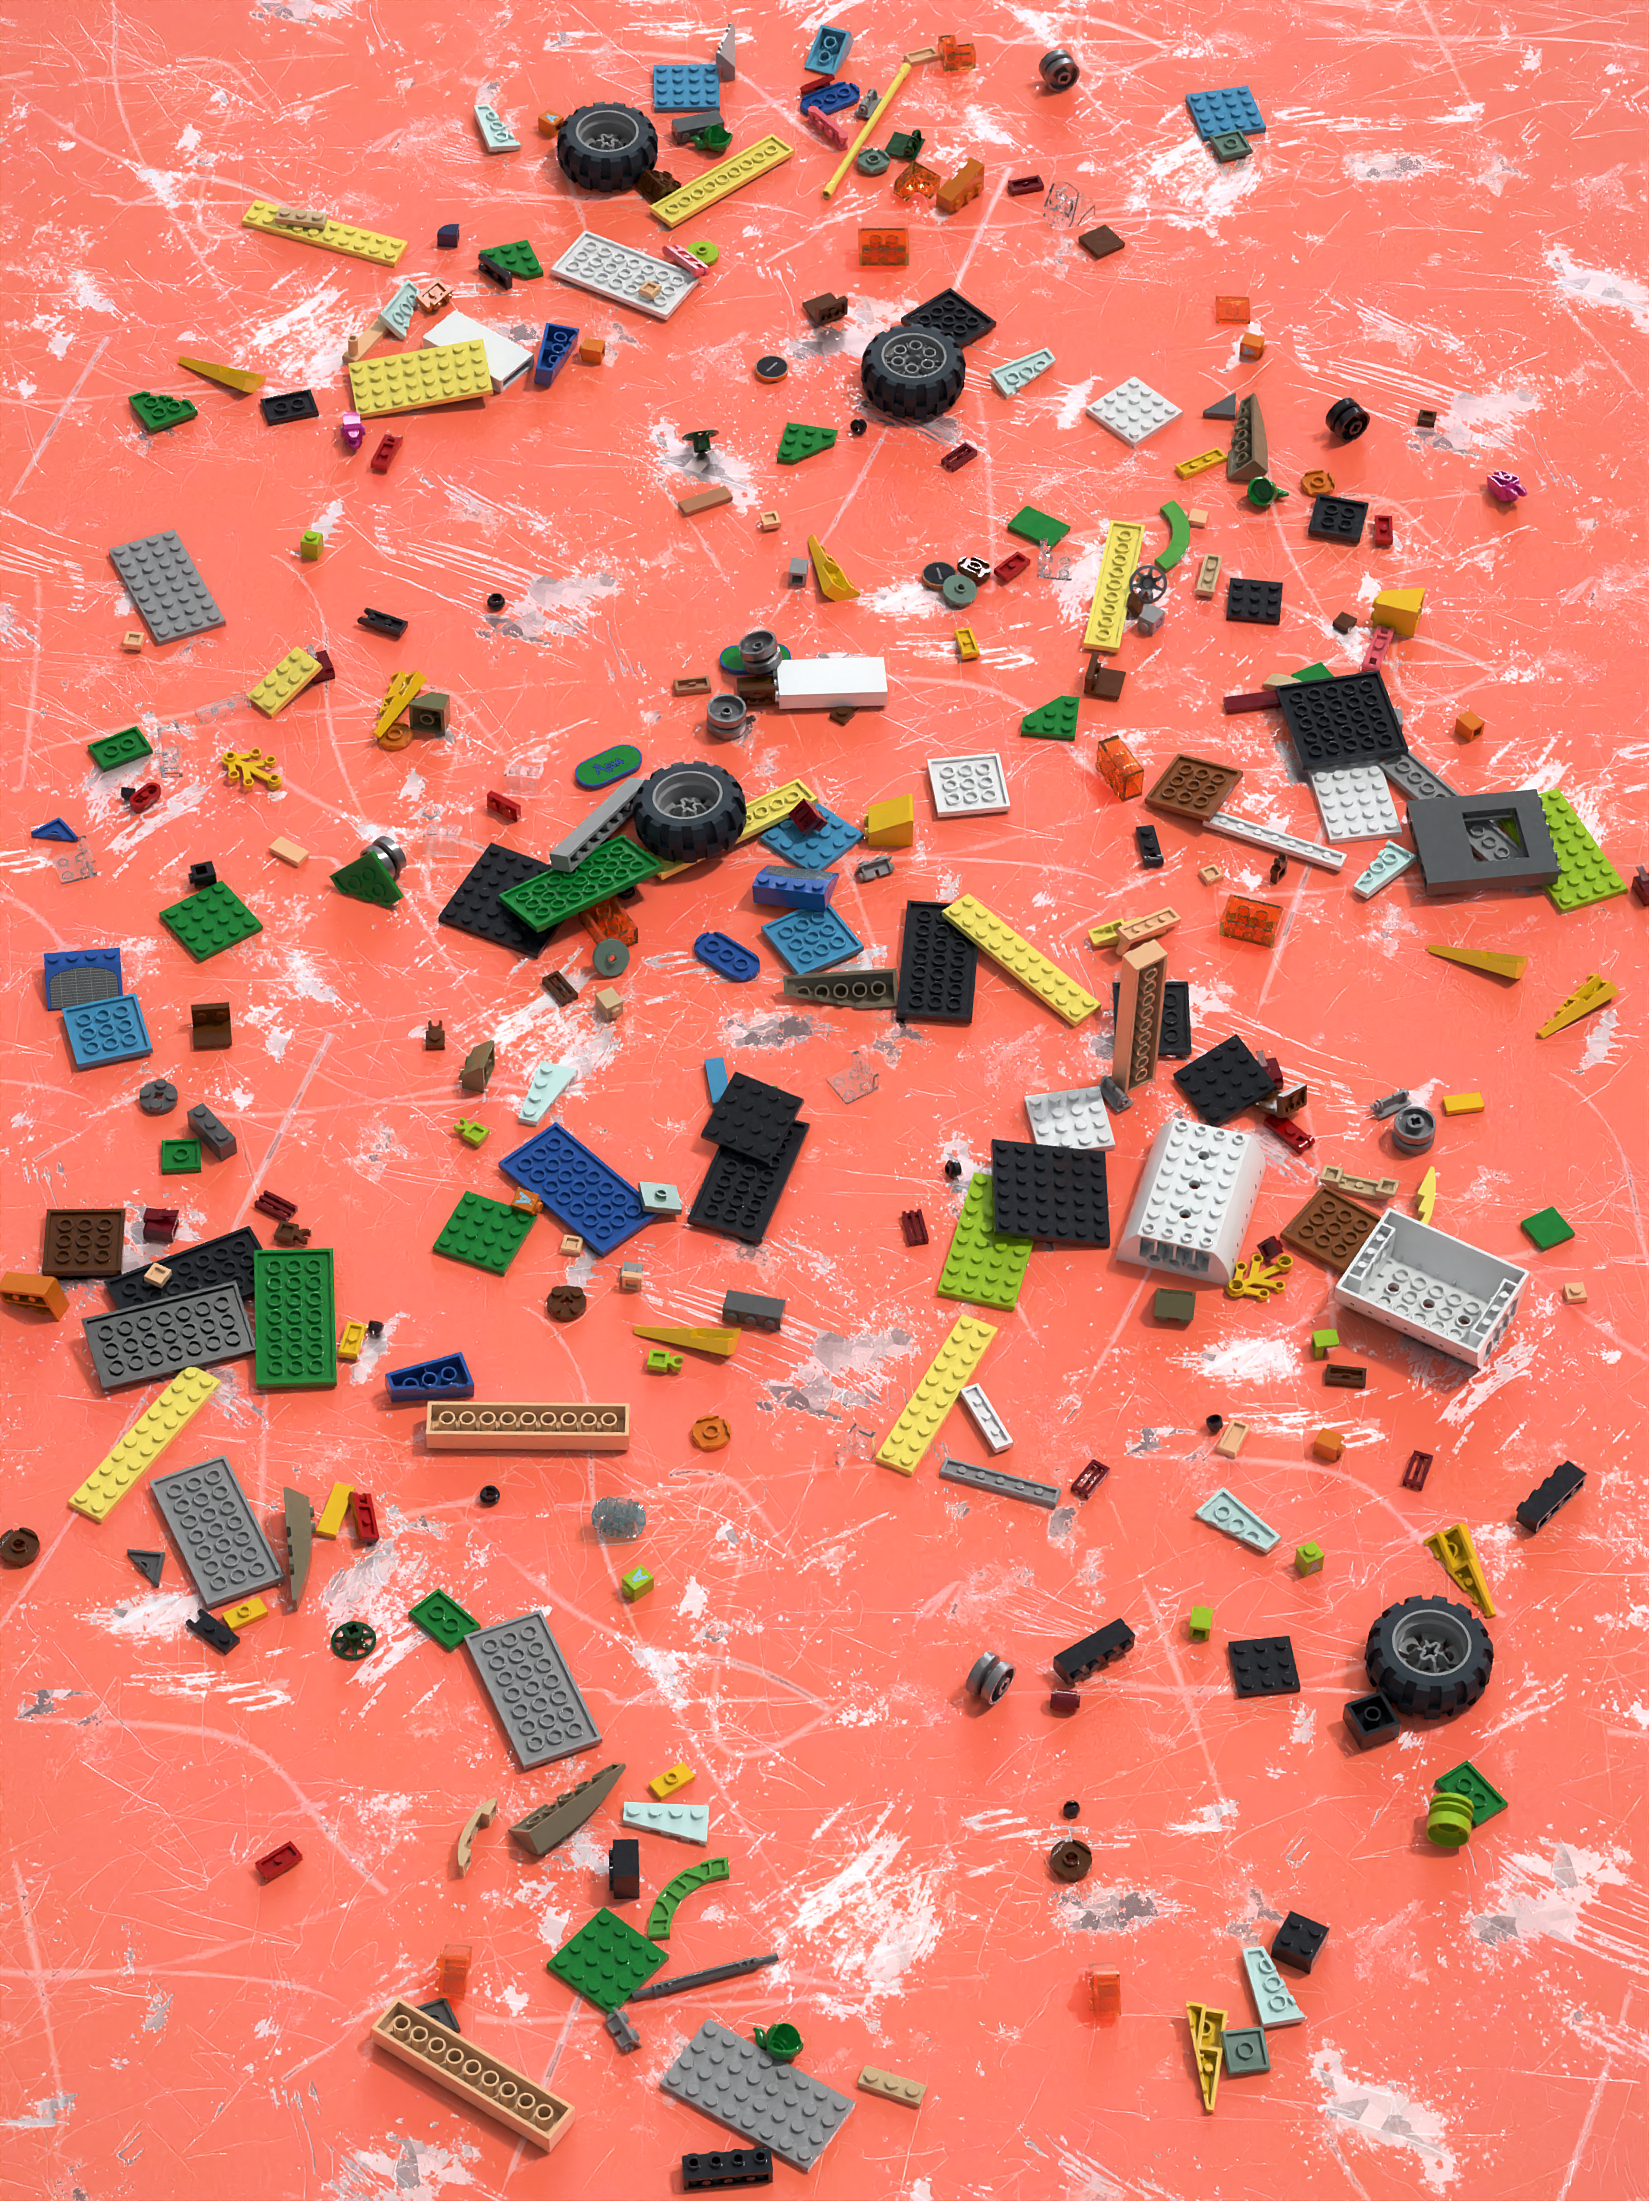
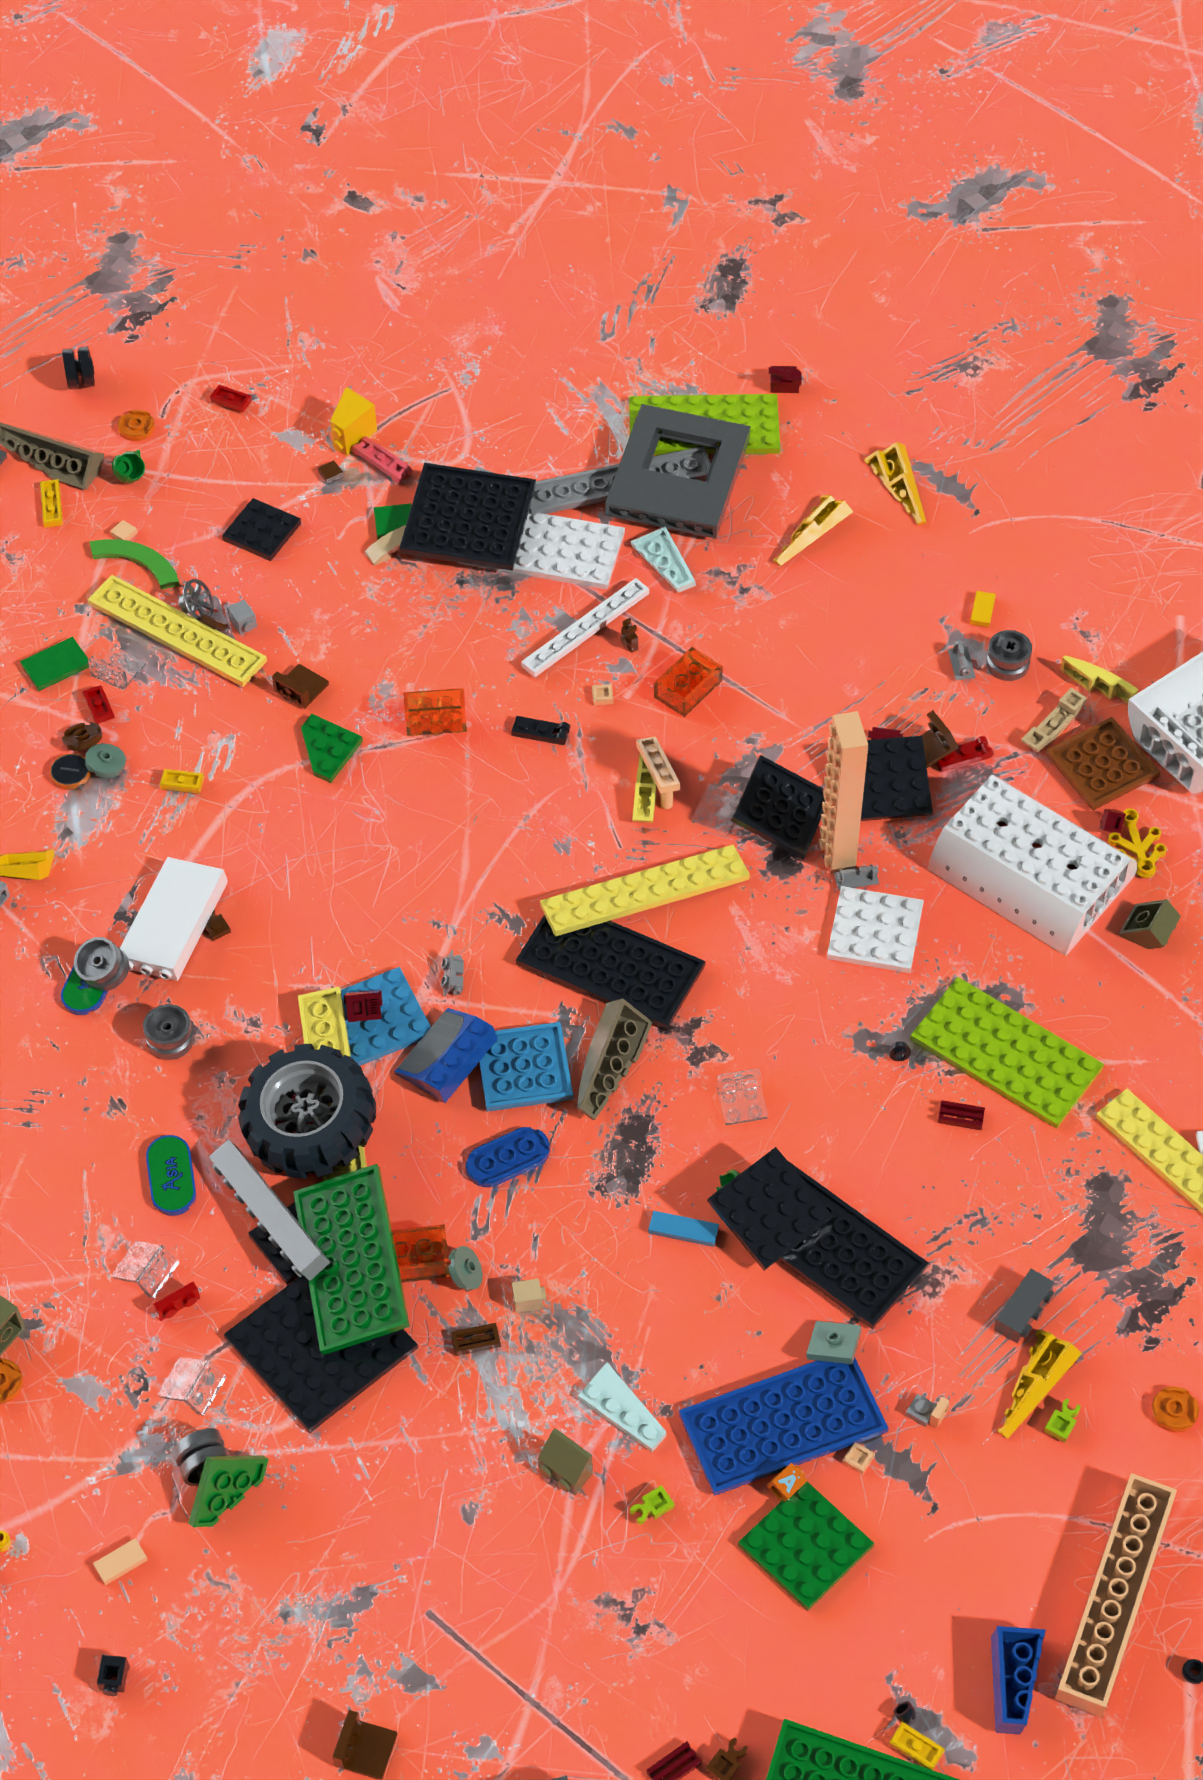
camera: 65 degrees left, 5 degrees up
(211, 921) = (186, 1691): green plate -> none
(435, 1037) = (490, 1497): reddish brown plate -> none
(566, 1293) = (944, 1479): reddish brown plate -> none
(692, 686) = (90, 1066): nougat tile -> none
(756, 690) = (140, 992): reddish brown bracket -> none
(890, 822) = (402, 933): yellow slope -> none
(968, 785) = (380, 850): white plate -> none
(1049, 1193) = (971, 977): black plate -> none
(1194, 787) = (488, 663): dark orange plate -> none
(1209, 575) = (208, 550): tan plate -> none
(1250, 702) = (394, 578): dark red tile -> none
(1338, 518) = (194, 426): black plate -> none
(1427, 418) = (103, 315): reddish brown tile -> none
(1469, 726) = (519, 428): orange brick -> none
(1506, 486) = (234, 290): dark pink hinge -> none
(1547, 1229) = (1160, 604): green tile -> none

